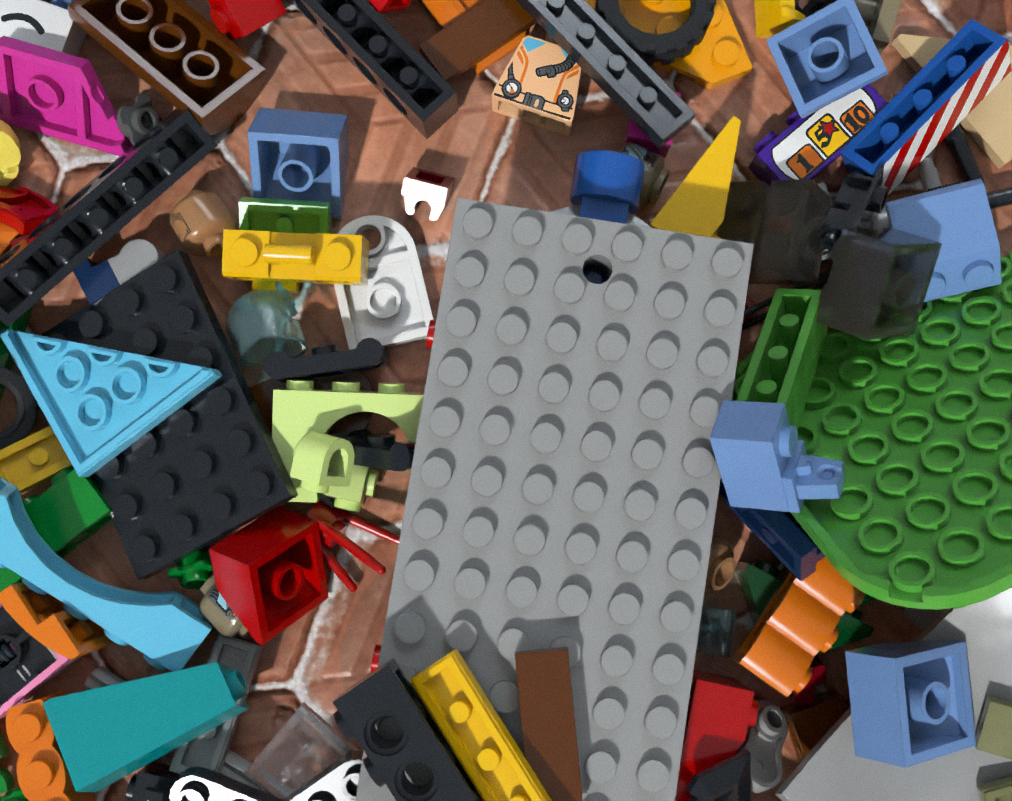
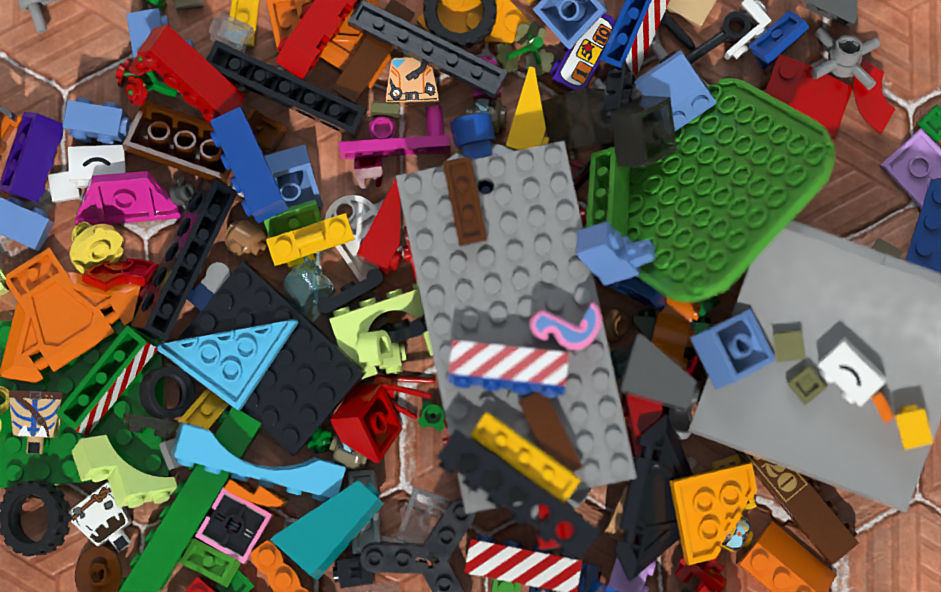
camera: 15 degrees left, 0 degrees up
(239, 106) = (248, 165): none -> blue brick
(293, 71) = (267, 131): none -> reddish brown bracket
(368, 600) = (426, 420): none -> green plate
(407, 293) = (383, 240): none -> red slope
(472, 138) = (382, 128): none -> dark pink plate
(487, 110) = (385, 109): none -> olive tile
(520, 592) = (508, 368): none -> brick
(538, 186) = (433, 143): none -> dark pink piece
(554, 279) = (465, 201): none -> reddish brown tile
(642, 569) = (565, 333): none -> animal
(742, 86) = (530, 38): none -> olive plant
(762, 695) = (657, 378): none -> dark grey slope

